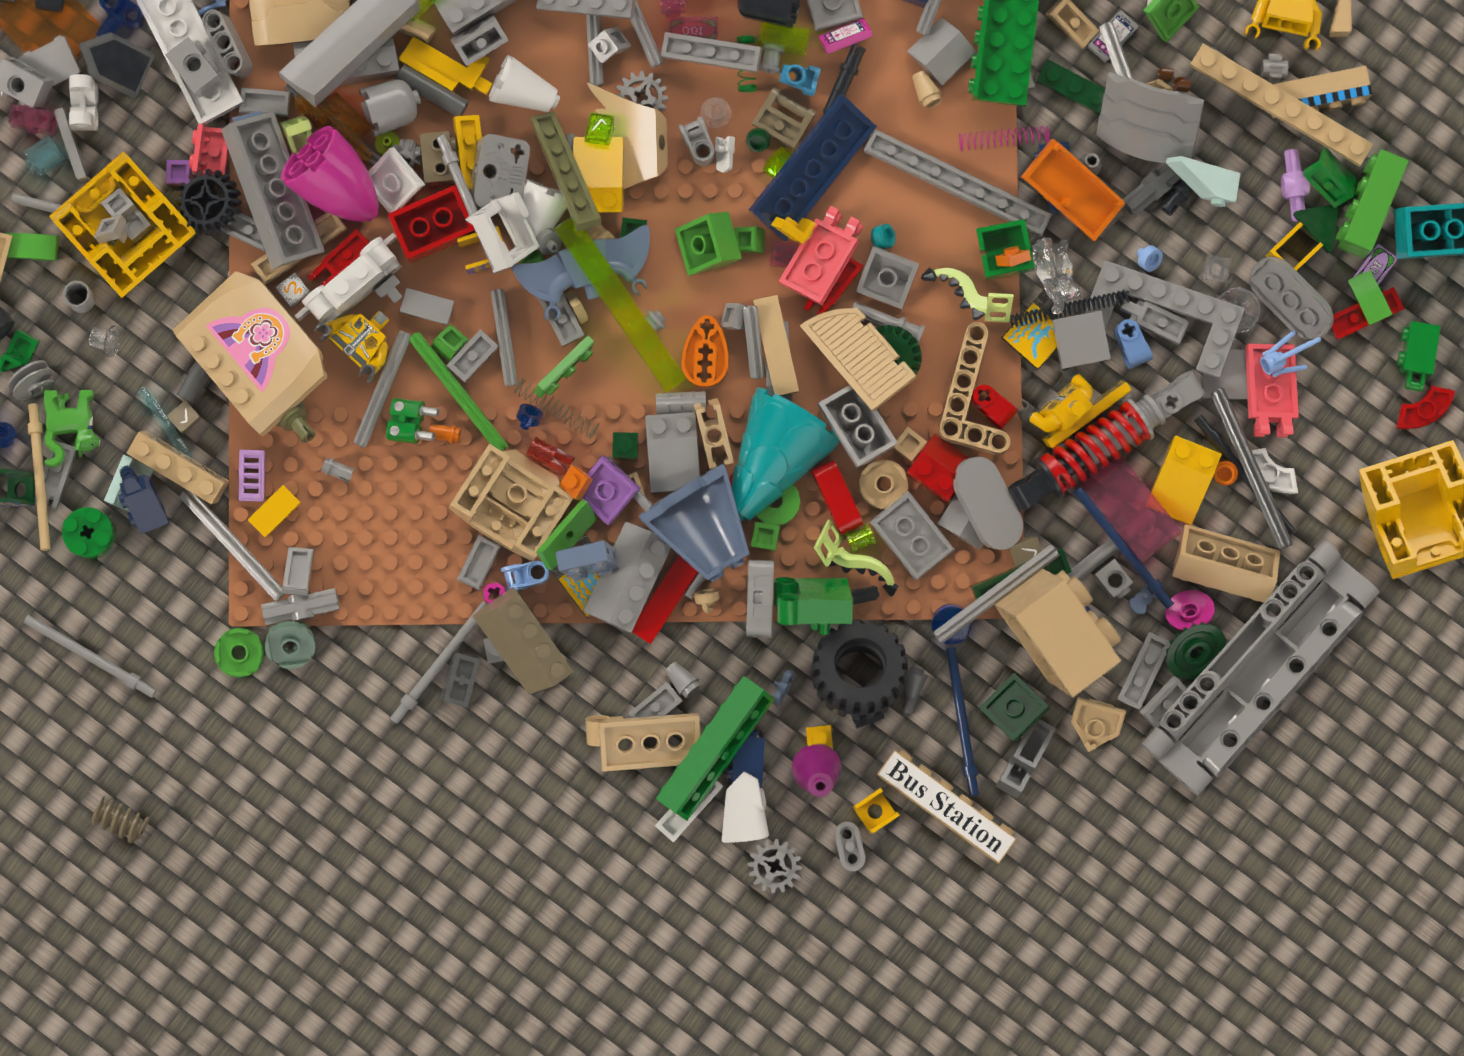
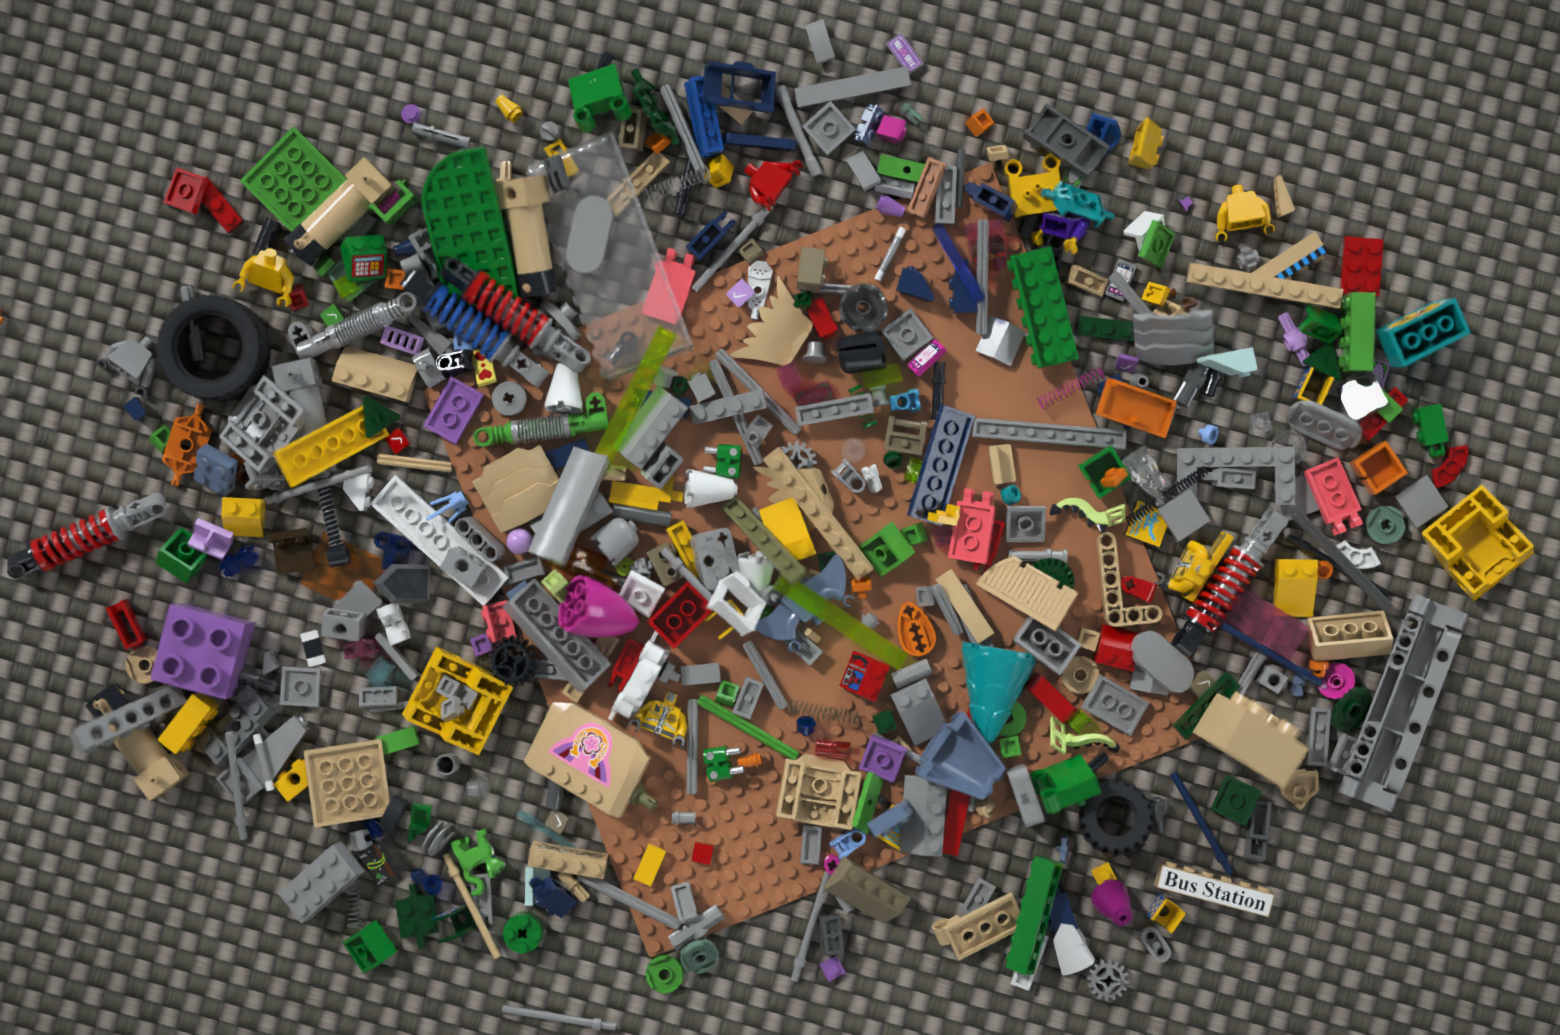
camera: 15 degrees left, 5 degrees up
(29, 185) = (378, 696): none -> light grey plate
(172, 501) = (574, 886): none -> tan axle
(261, 455) = (624, 828): lavender slope -> none
(271, 62) = (519, 541): none -> lavender piece
(293, 289) = (599, 699): tile -> none
(343, 522) = (702, 853): none -> red tile
(445, 724) = (832, 968): none -> medium lavender plate
(561, 65) = (728, 460): none -> green piece
(565, 368) = (819, 682): bright green tile -> none
(575, 482) = (859, 761): orange plate -> none
(600, 129) = (776, 498): clear neon green slope -> none
(623, 383) = (864, 675): none -> red slope
(643, 167) = (818, 513): none -> tan plate
(661, 274) = (861, 586): none -> orange tile
(683, 680) = (990, 871): light grey cone -> none
(721, 439) = (943, 681): tan piece -> none
(886, 196) = (1001, 464): none -> tan panel
(926, 90) = (1001, 374): tan cone -> none
(943, 615) = (1164, 749): clear blue piece -> none
(996, 593) = (1193, 725): light grey axle -> none
(1082, 136) = (1126, 363): none -> medium lavender slope
(1133, 347) = (1222, 504): medium blue piece -> none
(1147, 66) = (1155, 294): none -> yellow bracket
(1175, 583) = (1319, 665): none -> orange tile
(1274, 362) = (1330, 478): light blue plant -> none
(1317, 461) = (1374, 527): none -> sand green plate
(1336, 374) = (1378, 467): none -> orange piece
(1349, 282) = (1362, 396): none -> clear smoke tile
(1373, 436) = (1421, 501): none -> light grey tile
(1408, 128) = (1361, 265): none -> red plate

